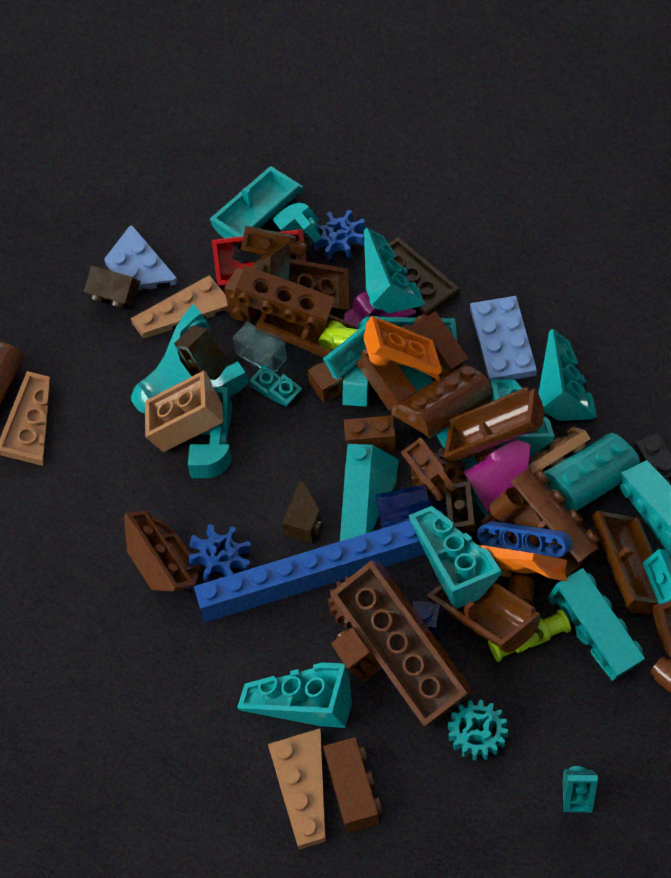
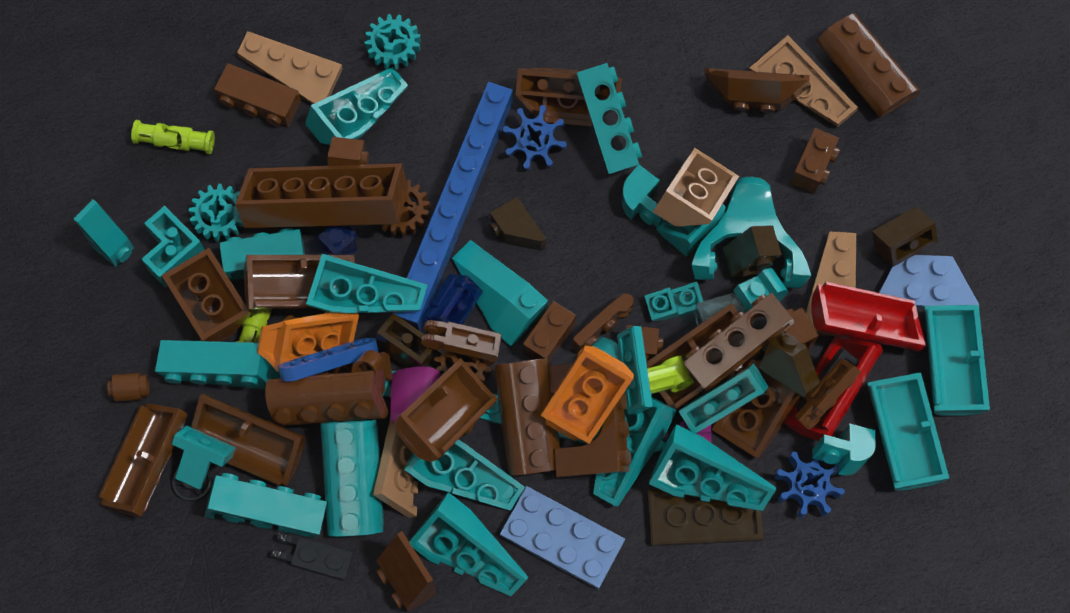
camera: 120 degrees right, 15 degrees up
(59, 436) = (756, 89): none -> reddish brown wedge
(92, 371) = (813, 163): none -> reddish brown brick
(165, 503) = (614, 159): none -> teal brick
(181, 211) = (956, 360): none -> teal container
(197, 263) = (867, 316): none -> red container
(227, 712) = (395, 44): none -> teal gear
(228, 327) = (764, 283): none -> teal brick
(328, 412) = (603, 322): none -> reddish brown hinge
(347, 302) = (723, 399): none -> teal brick
(445, 823) = (170, 136): none -> lime piece
(484, 668) = (235, 249): none -> teal brick
(540, 728) = (174, 245): none -> teal brick
(554, 671) = (207, 297): none -> reddish brown slope
(619, 388) = (405, 573): none -> reddish brown slope

